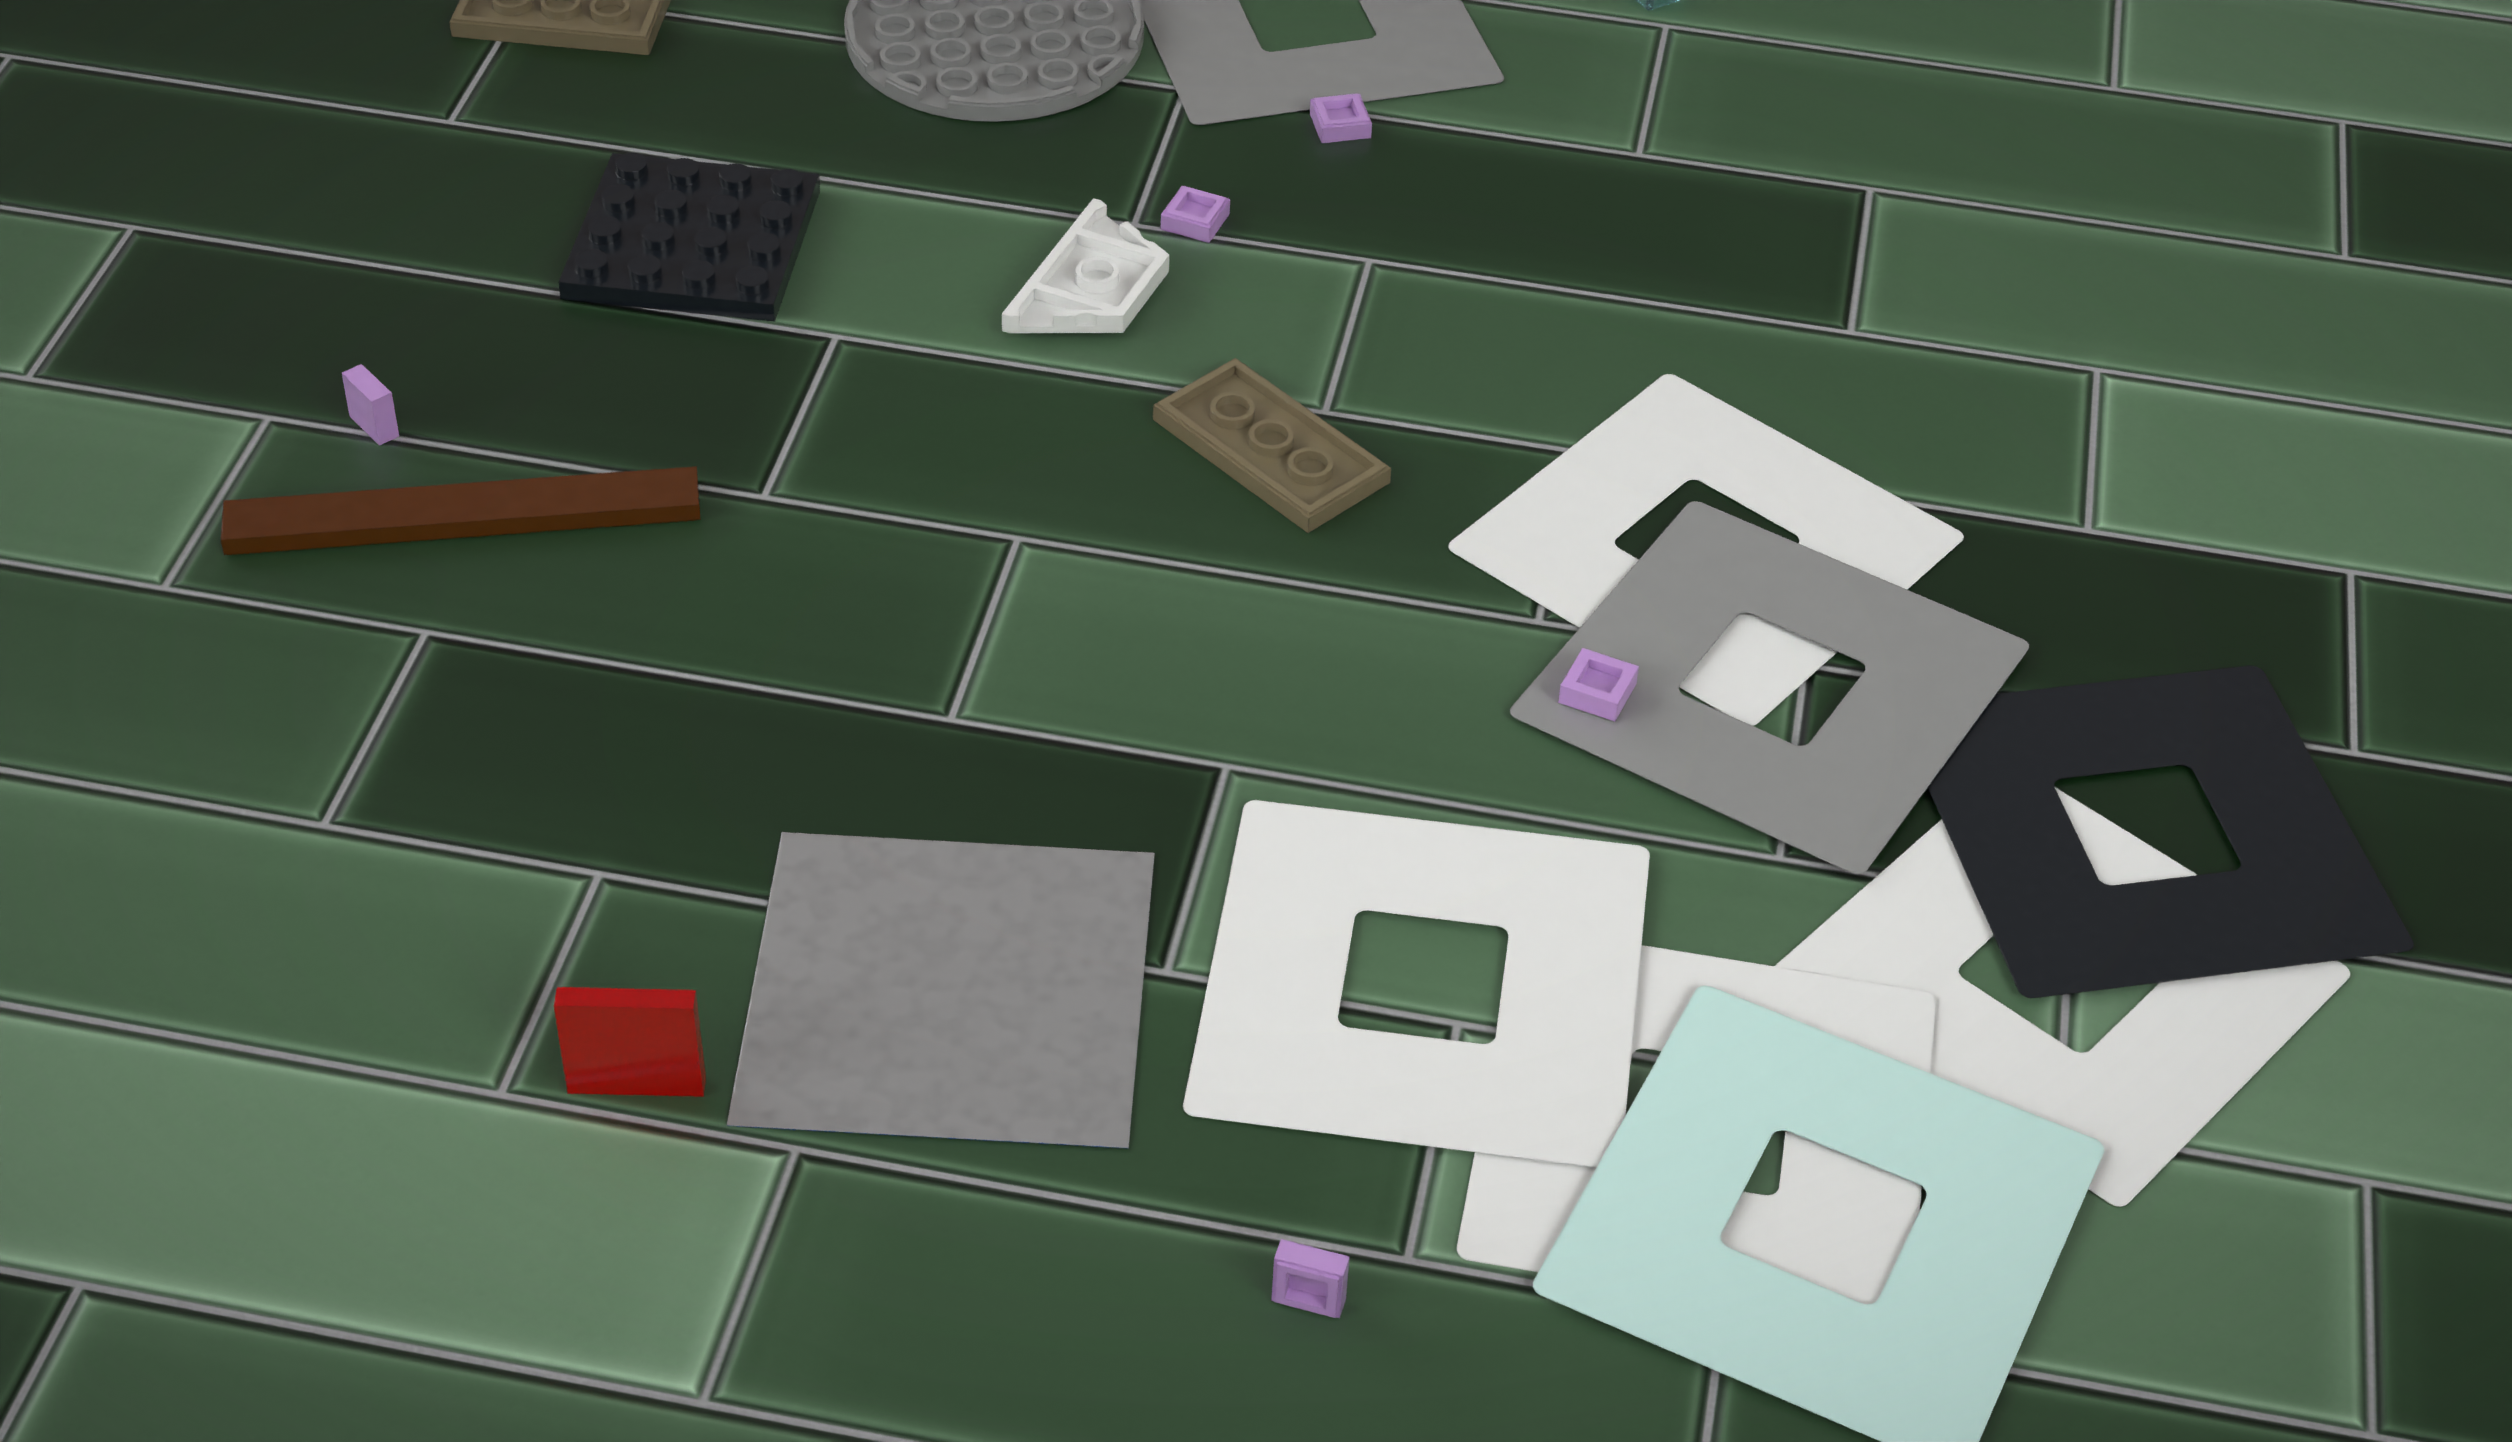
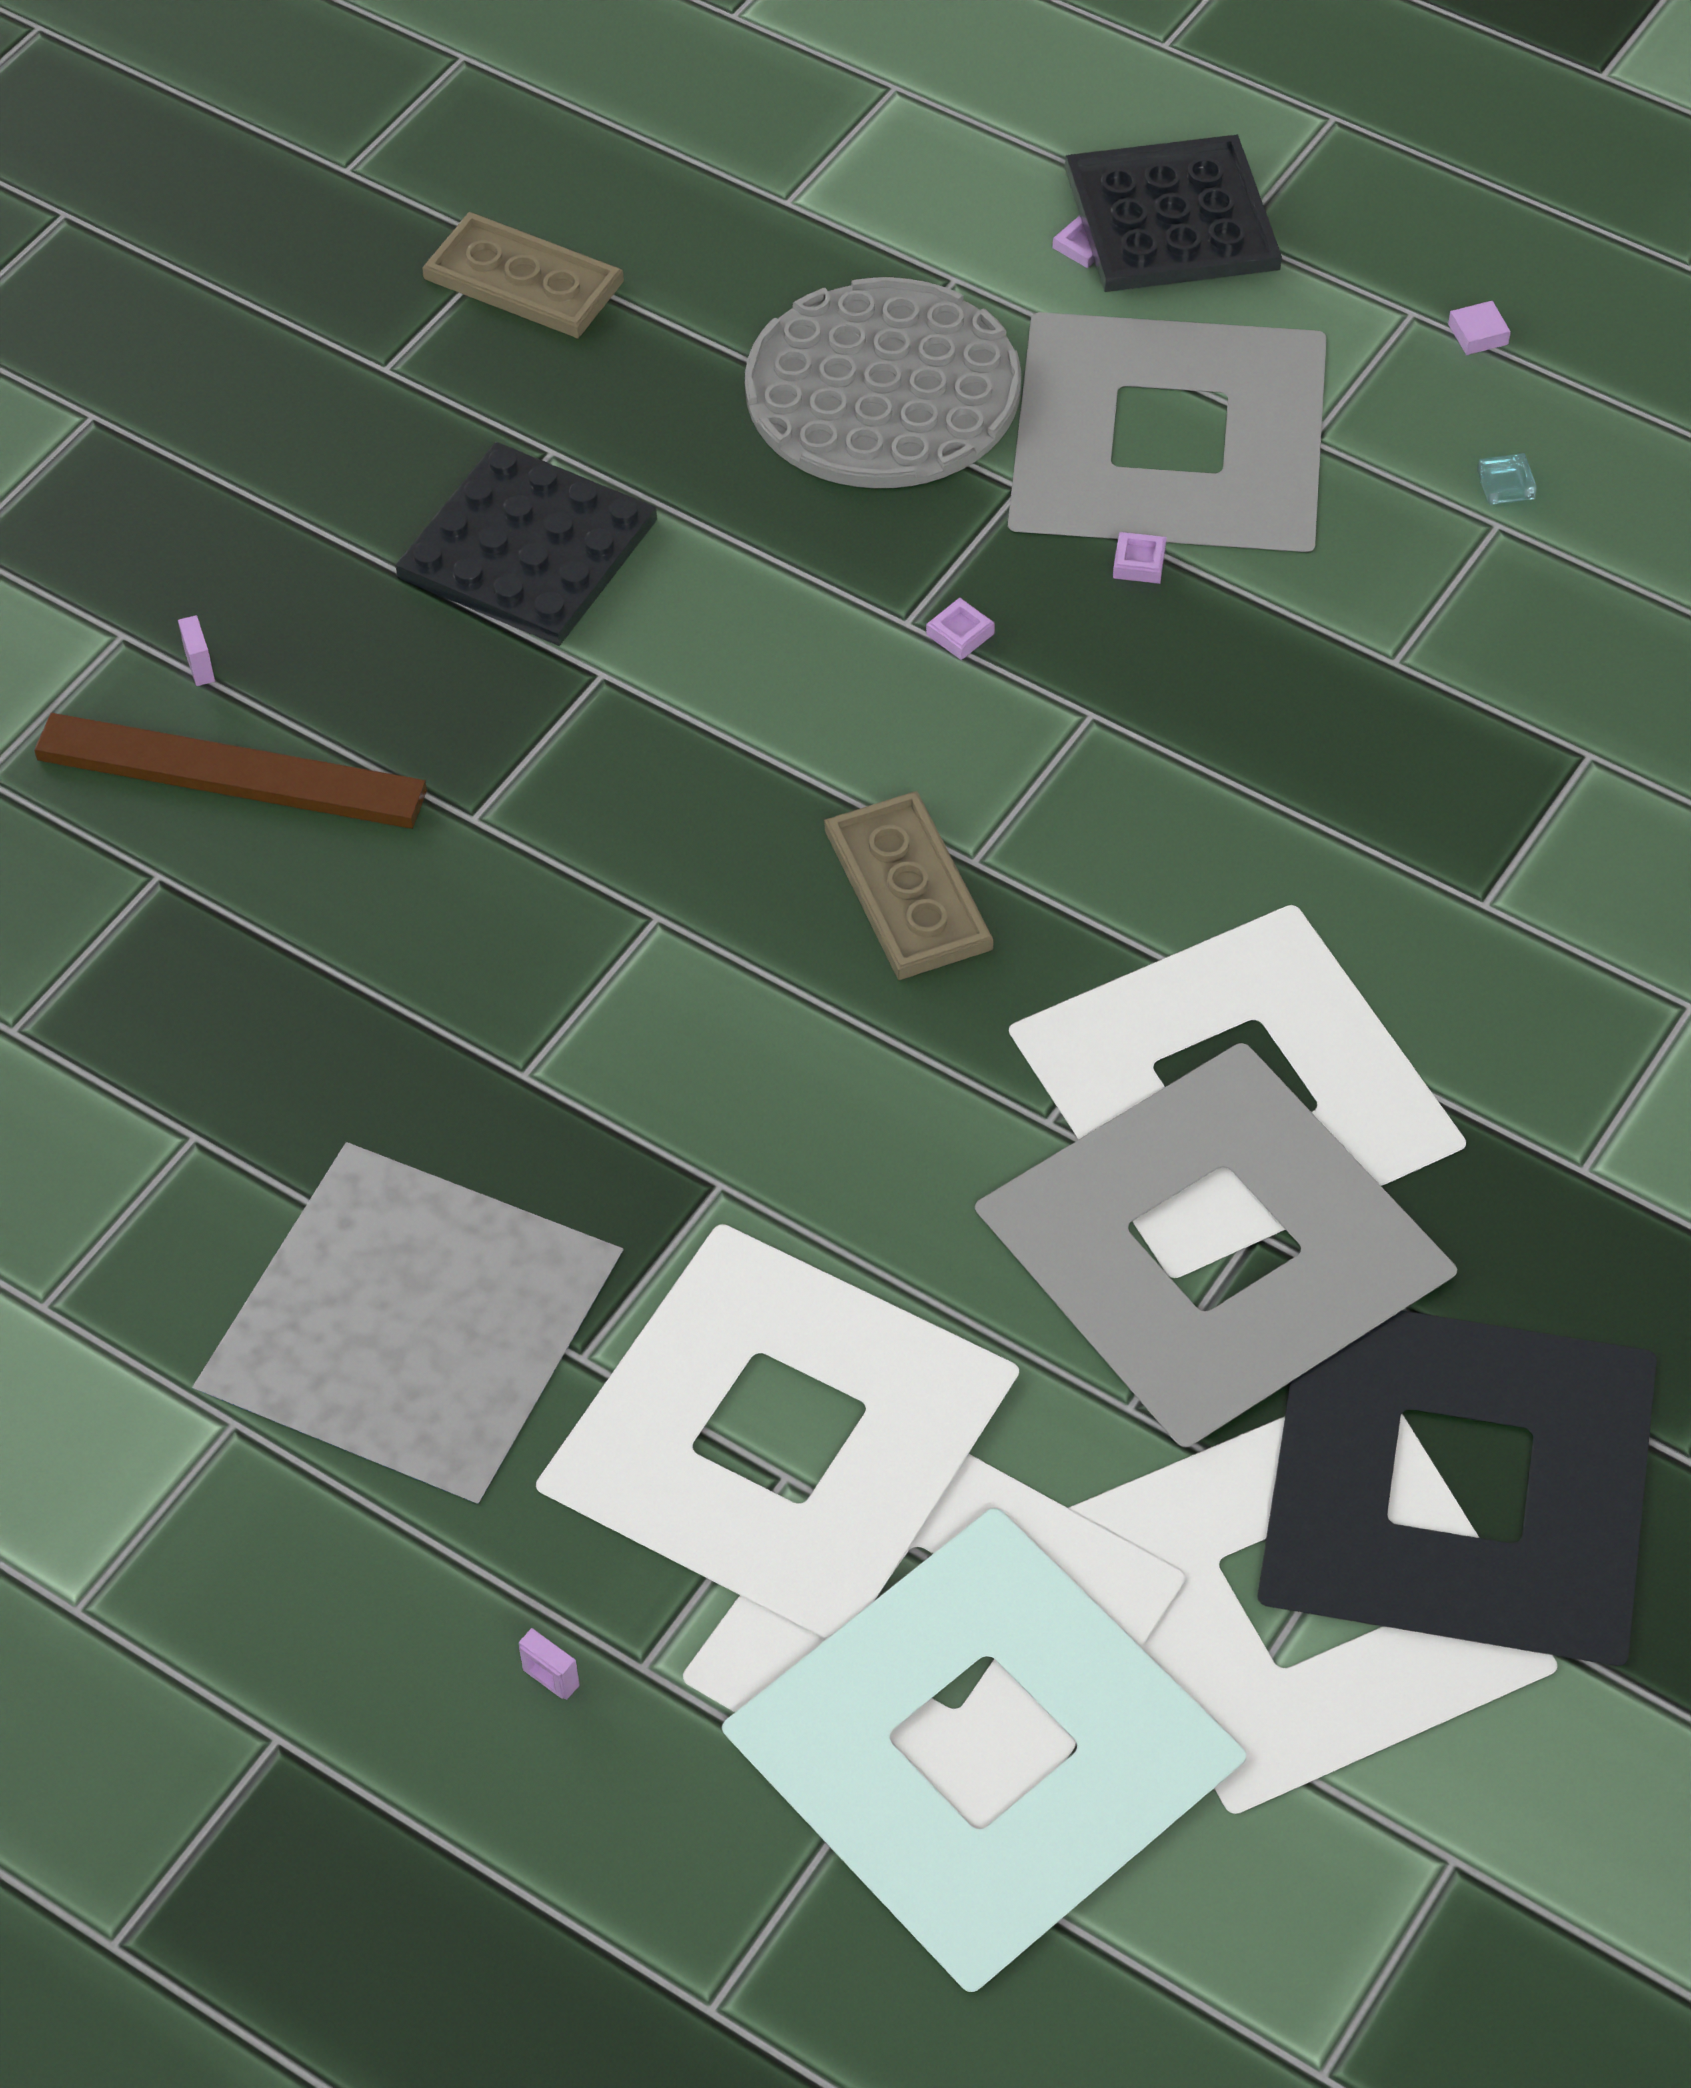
camera: 25 degrees right, 10 degrees up
(630, 1041) = (134, 1303): red tile -> none
(1090, 279) = (833, 676): white wing -> none
(1598, 684) = (1057, 1203): lavender tile -> none

